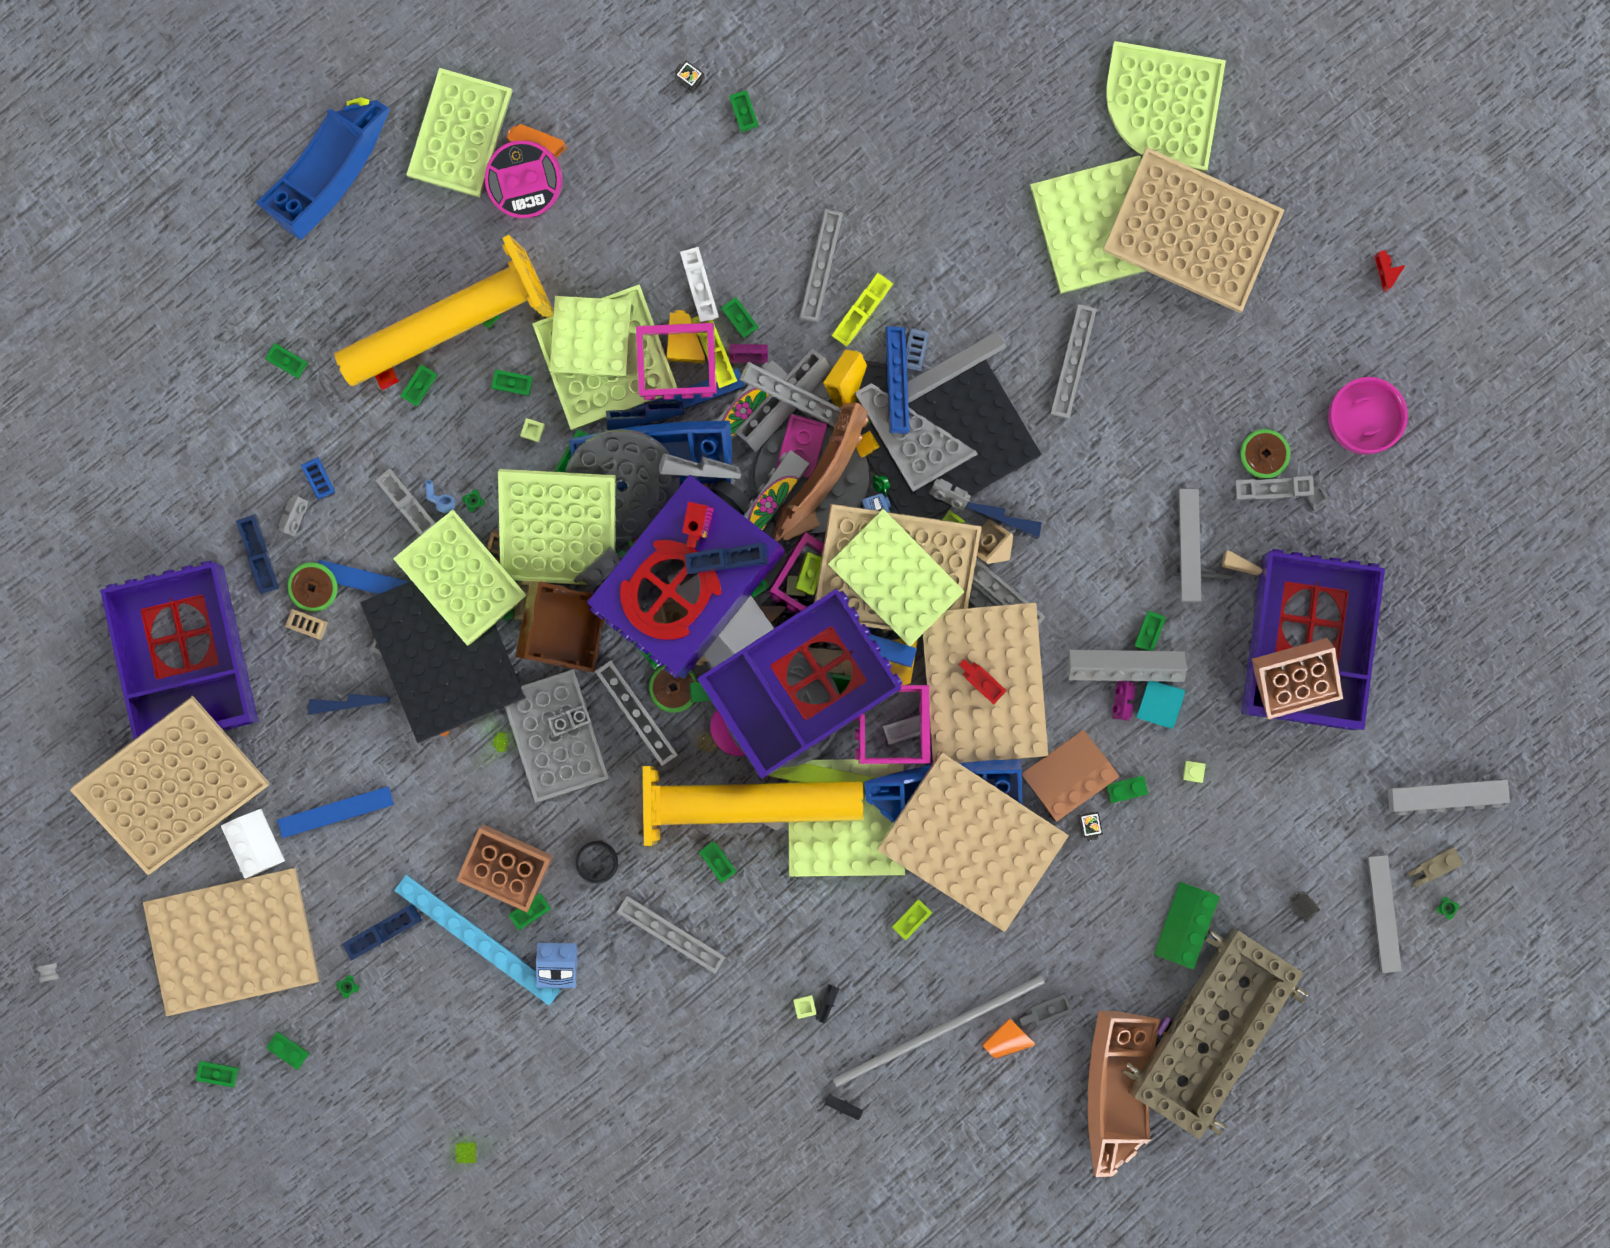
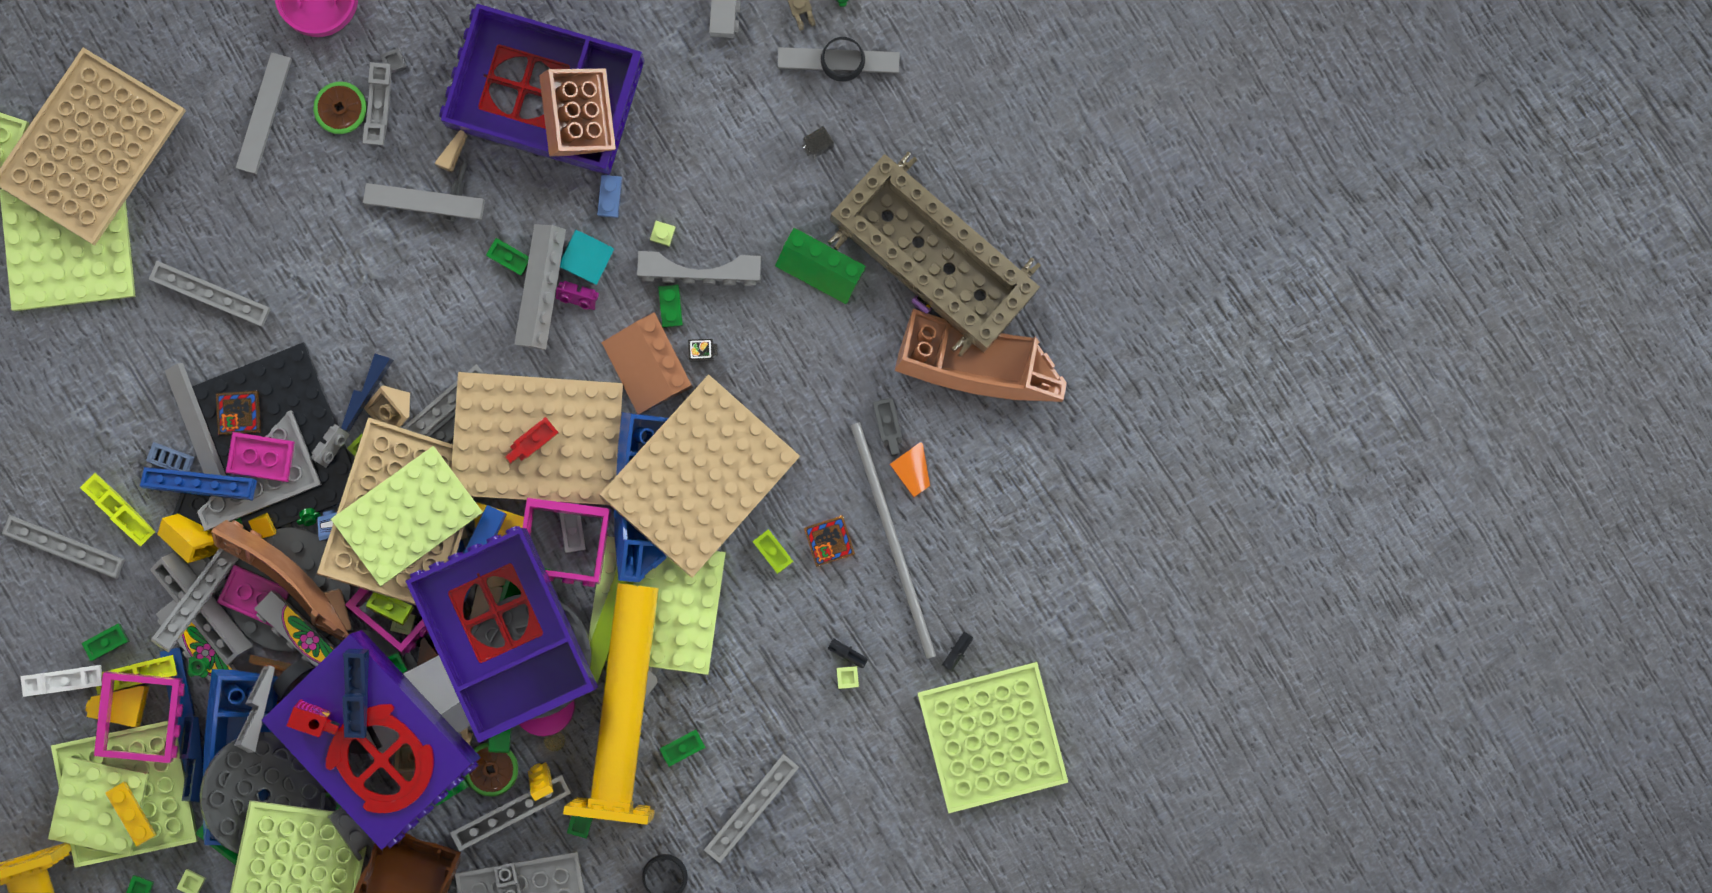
camera: 85 degrees left, 0 degrees up
(587, 367) = (130, 813): none -> yellow plate
(633, 777) = (579, 826): none -> green plate
(669, 736) = (540, 781): none -> yellow plate
(729, 401) = (193, 671): none -> green plate
(743, 467) = (264, 661): none -> clear orange tile
(748, 353) = (145, 631): magenta hinge -> none
(768, 1152) = (992, 737): none -> yellowish green plate
(929, 971) = (829, 541): none -> tile
(930, 432) = (260, 457): none -> dark pink tile
(967, 405) = (238, 412): none -> tile
(1163, 770) = (742, 269): none -> light grey arch
(1221, 717) = (609, 196): none -> medium blue plate
(1248, 384) = (263, 113): none -> light grey tile
(1368, 917) = (842, 78): none -> black tyre

